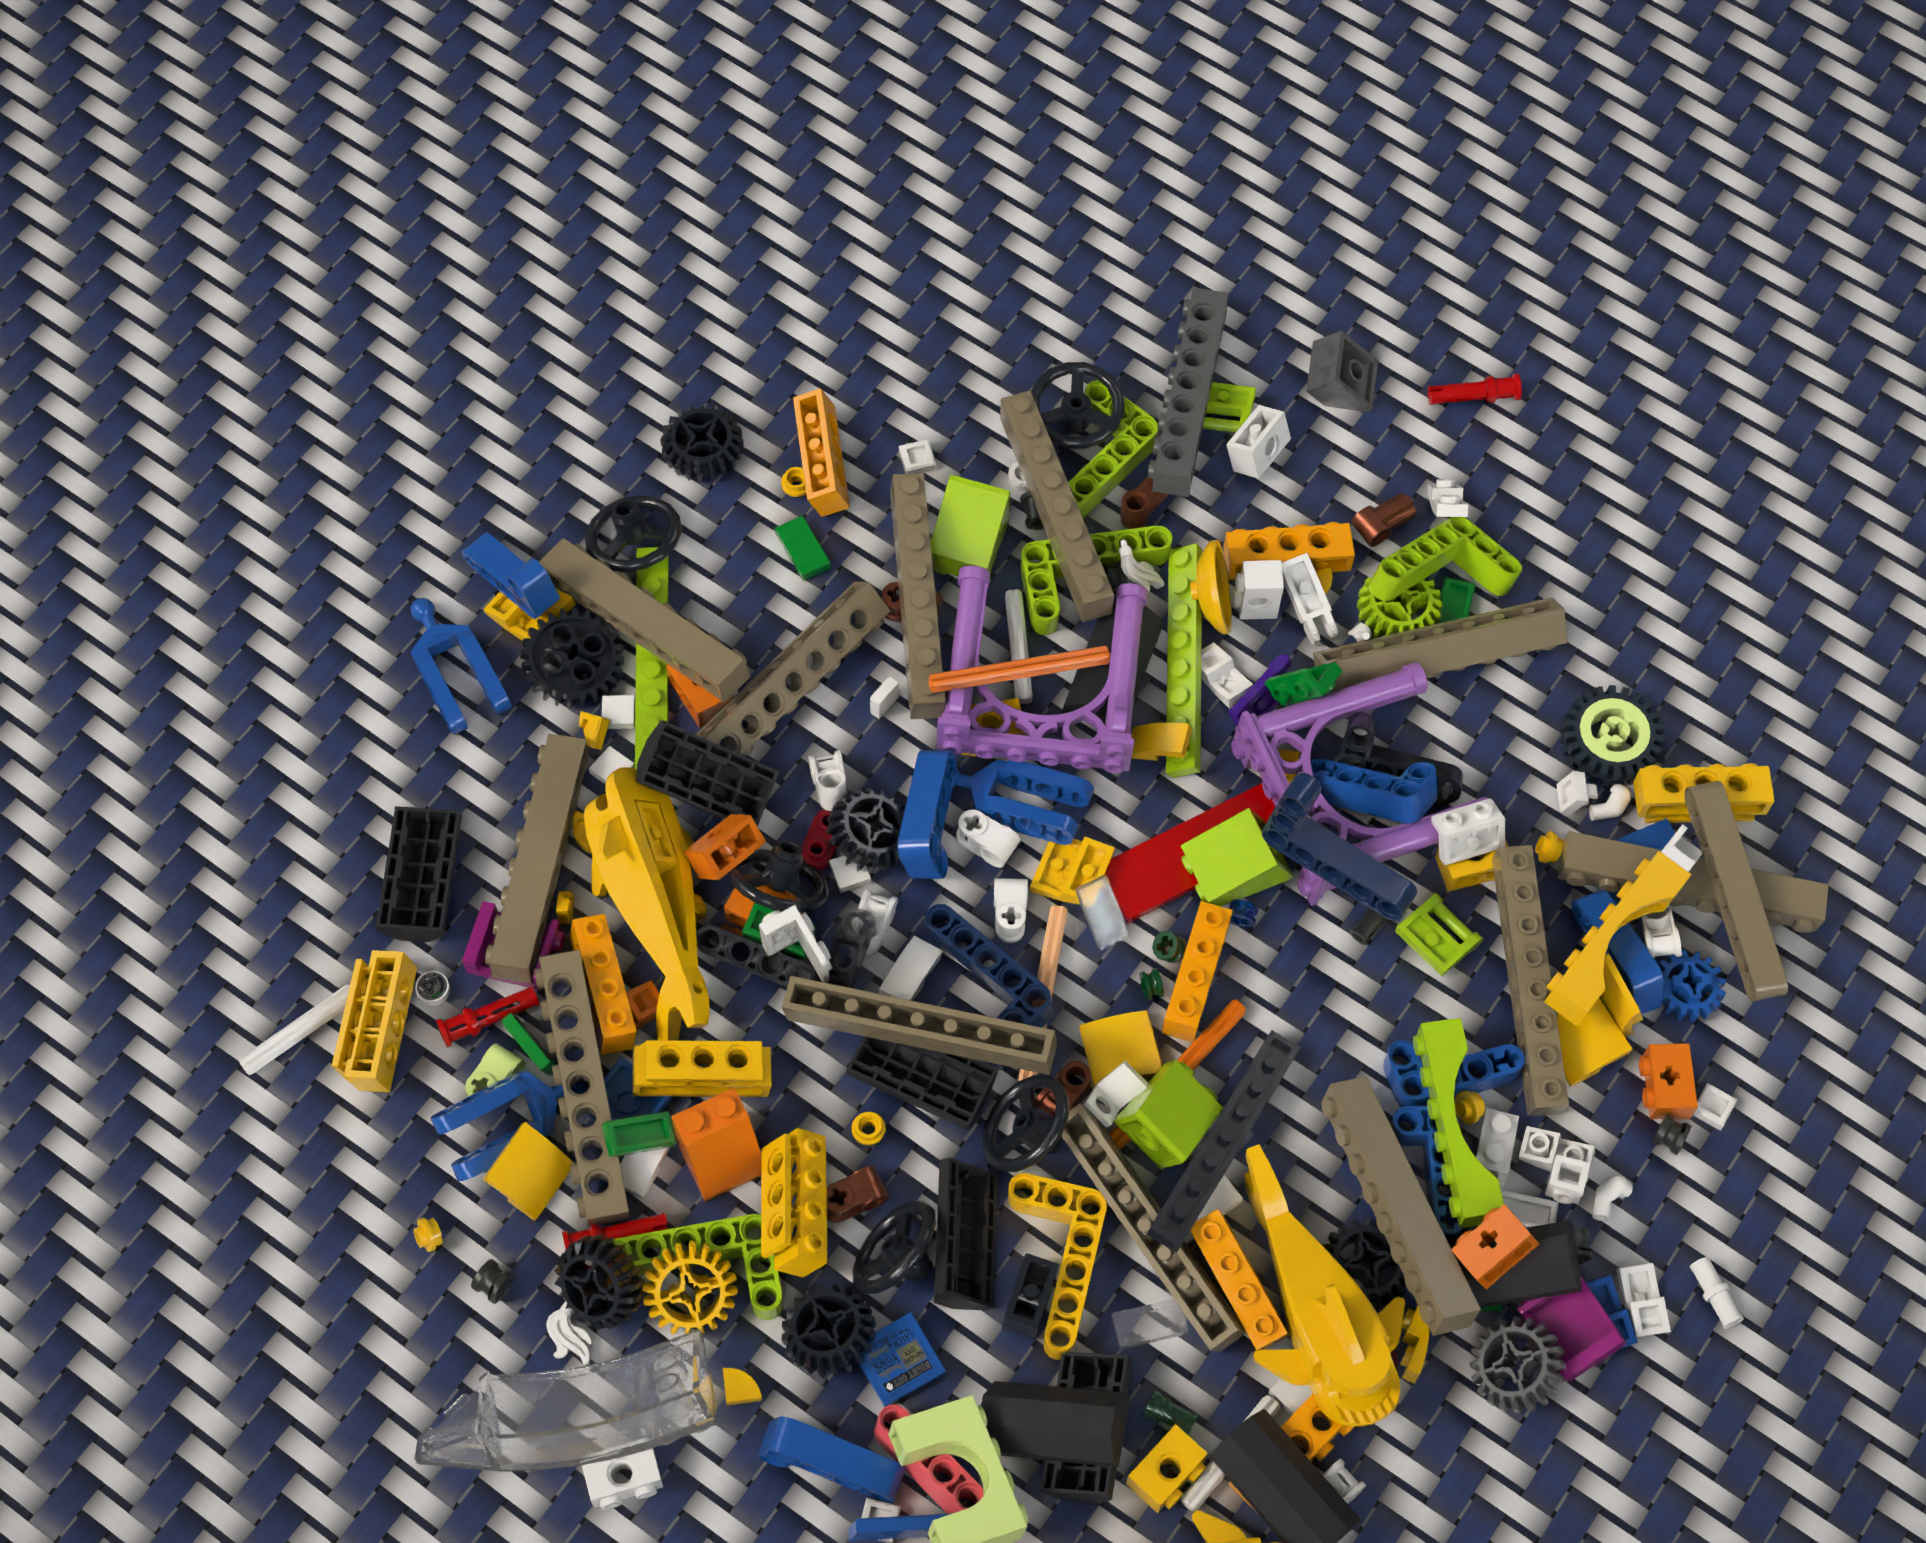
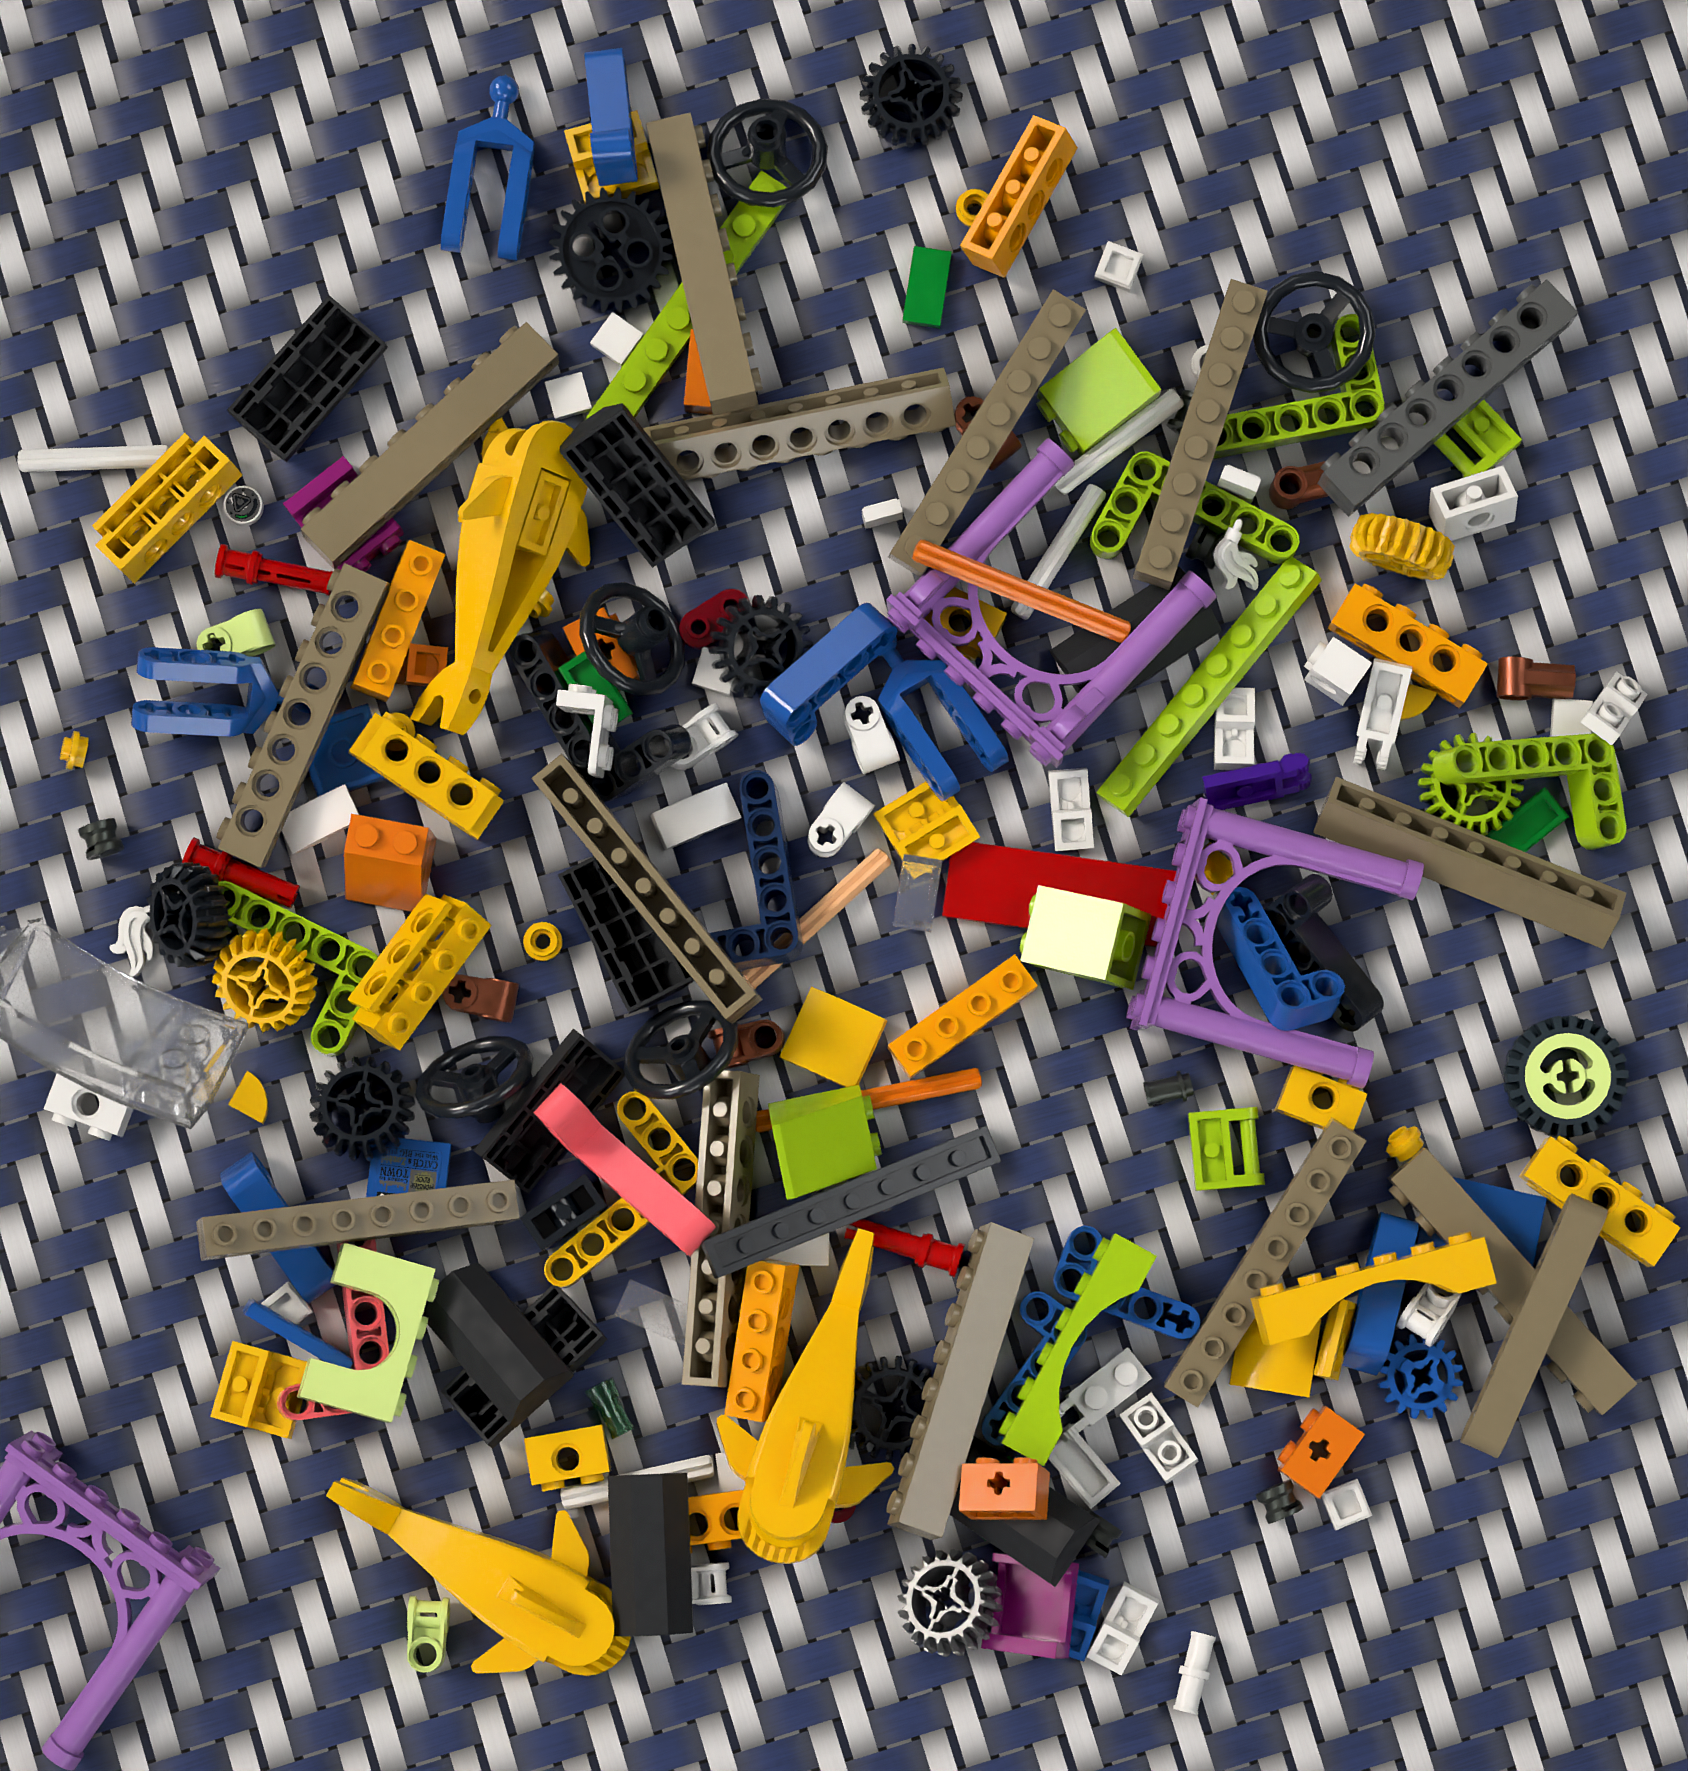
camera: 40 degrees right, 20 degrees up
(529, 1043) = (290, 628): green tile -> none
(529, 1171) = (202, 758): yellow slope -> none
(565, 907) = (422, 511): yellow tile -> none
(594, 729) = (580, 342): yellow tile -> none
(639, 1134) = (319, 800): green tile -> none
(724, 846) = (602, 570): orange brick -> none
(829, 778) = (767, 559): white piece -> none
(889, 1399) = (357, 1220): none -> dark tan brick
(1005, 550) = (1120, 440): none -> white axle
(1051, 1231) = (623, 1170): none -> coral beam
(1104, 517) = (1239, 483): none -> white tile
(1115, 1092) = (791, 1078): white bracket -> none
(1151, 984) = (911, 996): dark green bush -> none
(1157, 796) = (1071, 809): none -> white slope
(1160, 740) = (1110, 758): yellow slope -> none
(1174, 953) = (964, 979): dark green bush -> none
(1213, 587) = (1290, 639): yellow dish -> none
(1236, 491) = (1402, 546): none -> yellow gear
(1243, 913) = (1053, 990): clear blue bush -> none
(1296, 1144) = (923, 1249): none -> red pin
(1303, 683) = (1294, 808): green bracket -> none
(1331, 856) = (1161, 1017): dark blue beam -> none
(1342, 373) = (1627, 487): flat silver slope -> none
(1361, 632) = (1406, 787): white hand -> none
(1418, 1336) = (867, 1522): yellow slope -> none
(1421, 523) = (1567, 717): none -> white tile
(1469, 831) = (1325, 1076): white bracket -> none
(1469, 1106) = (1112, 1334): yellow plate -> none
(1565, 1186) = (1139, 1473): white brick -> none
(1574, 792) = (1476, 1107): white tile -> none
(1606, 1193) = (1175, 1509): white arm -> none
(1614, 806) = (1508, 1147): white arm -> none
(1681, 850) = (1511, 1251): white panel -> none

